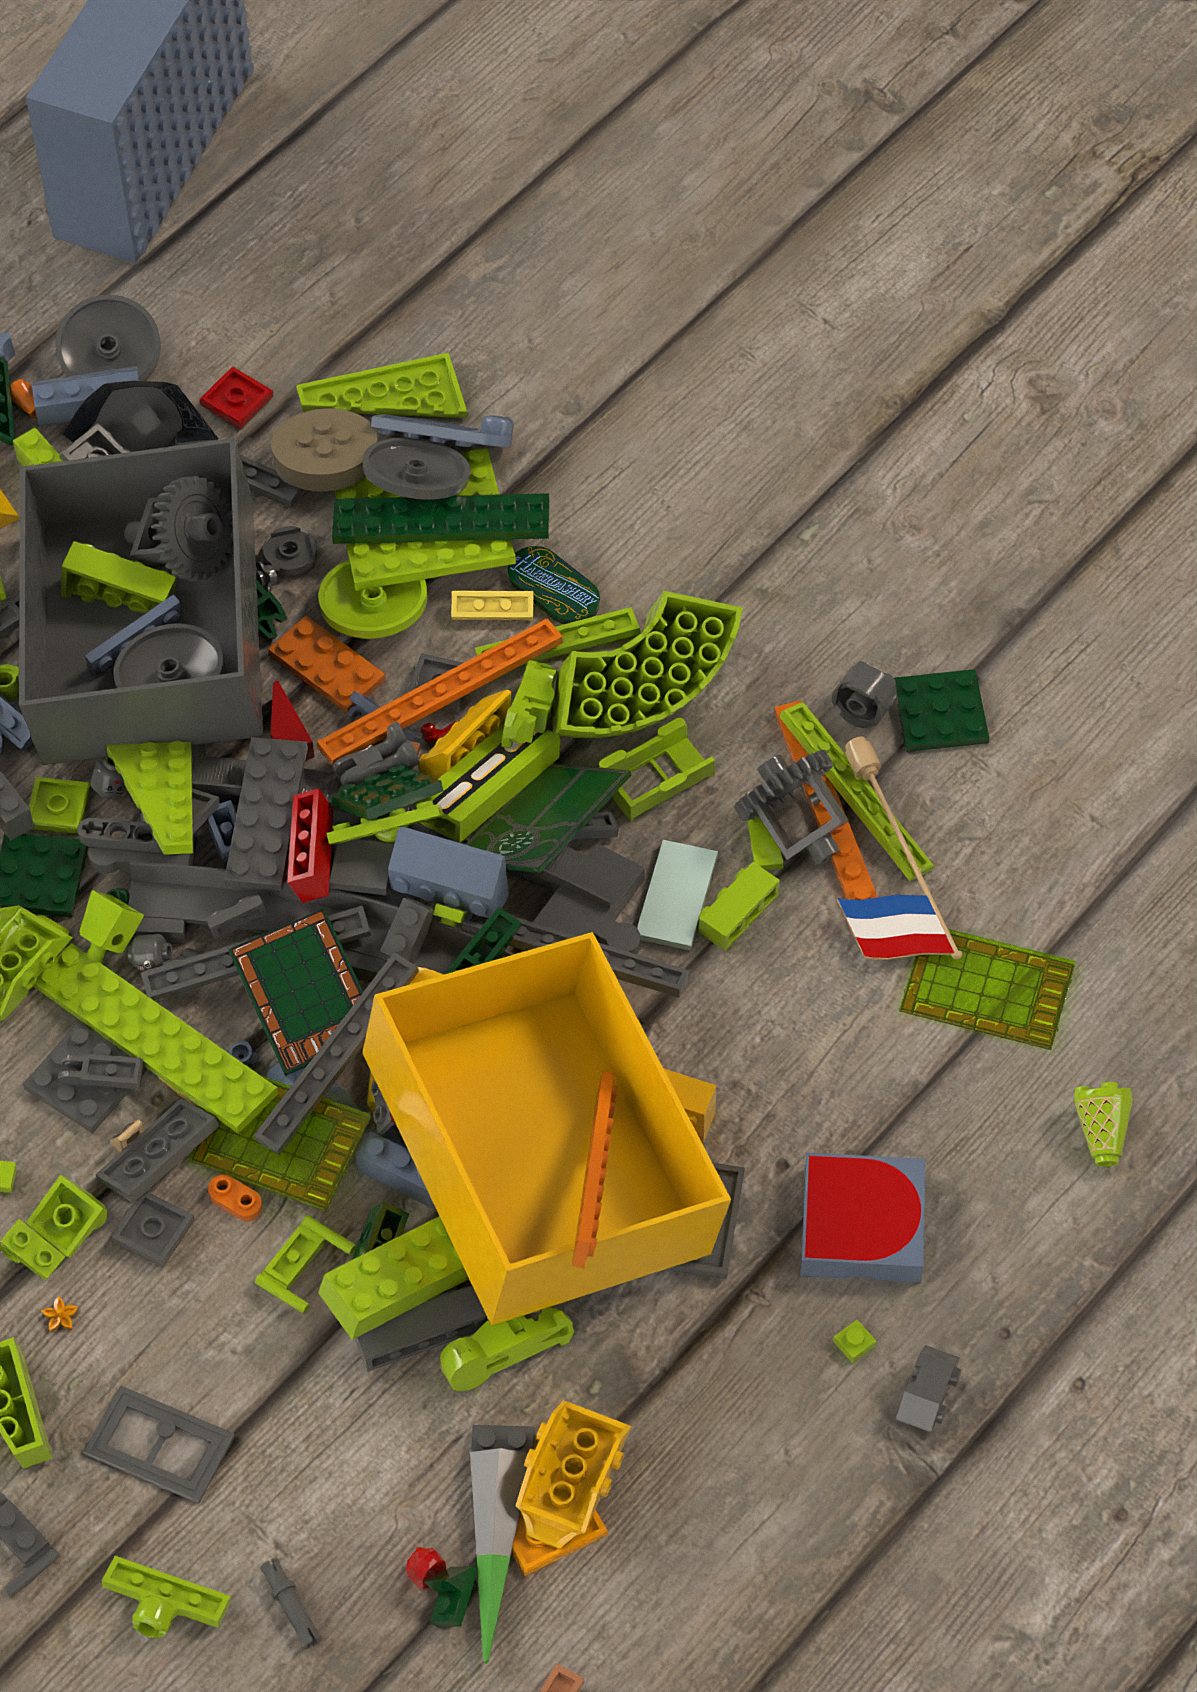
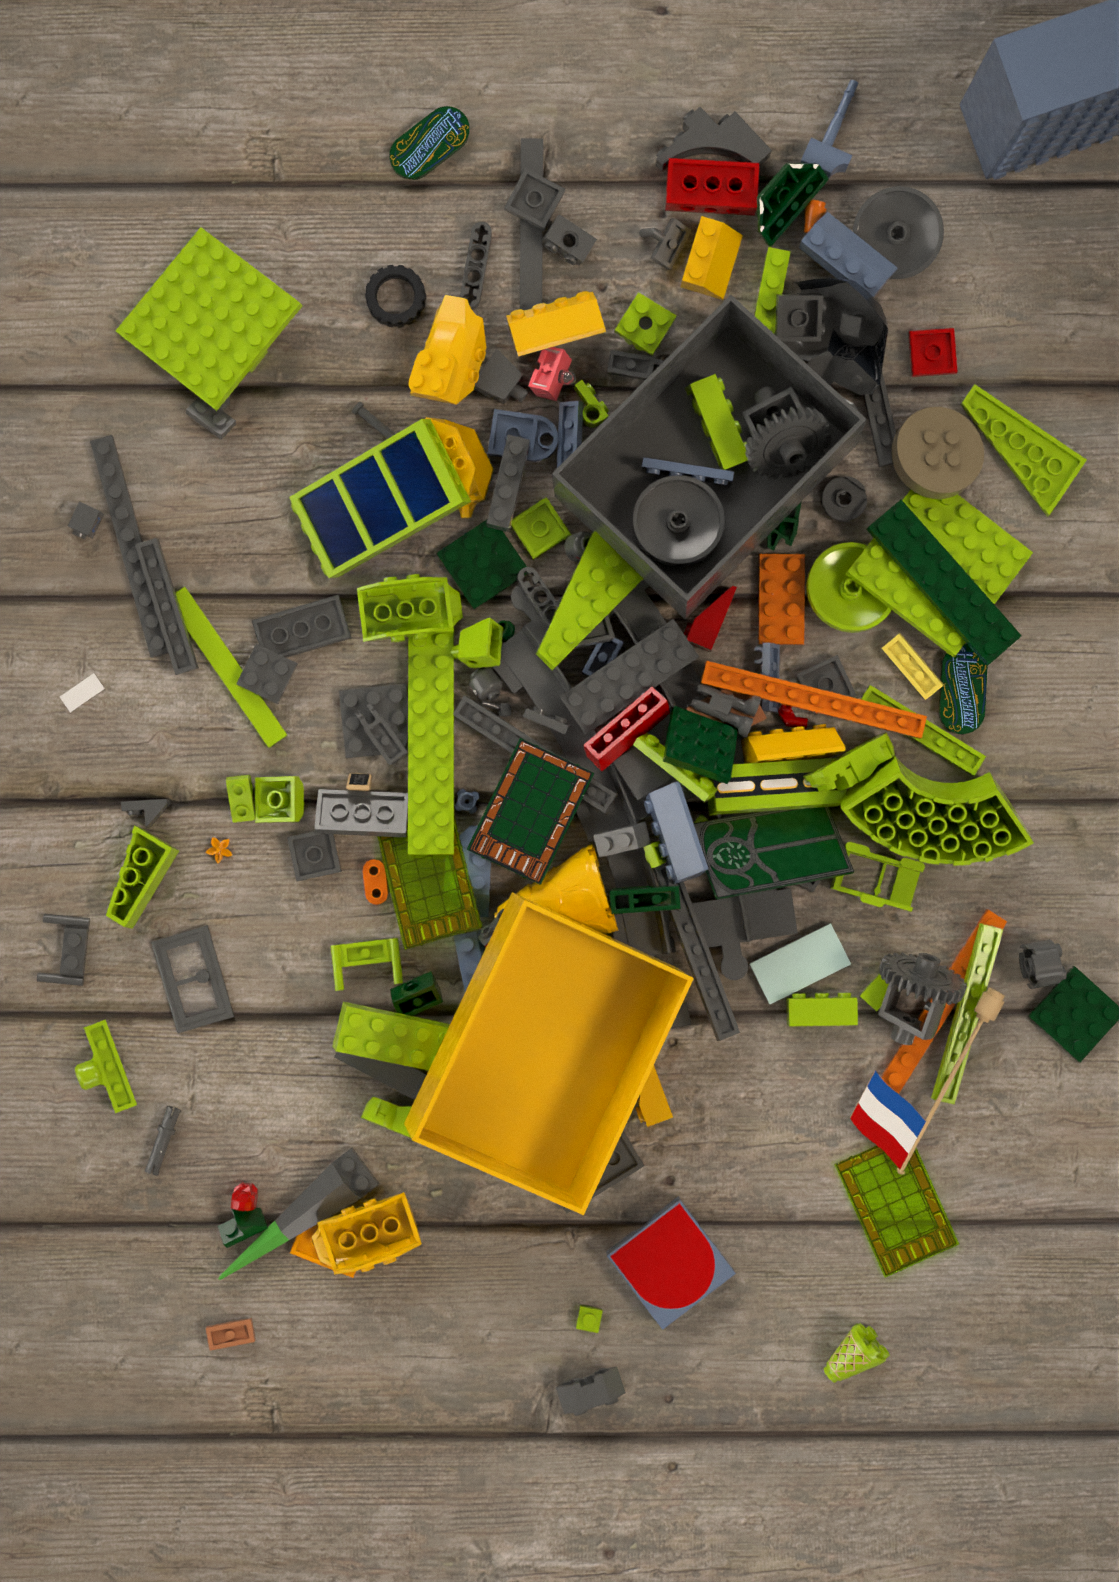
camera: 45 degrees right, 30 degrees up
(266, 576) = (810, 502): dark grey plate -> none
(330, 1059) = (502, 873): dark grey plate -> none
(416, 468) = (966, 533): dark grey dish -> none
(493, 431) = (1018, 516): sand blue plate -> none
(595, 1171) = (531, 1121): orange plate -> none

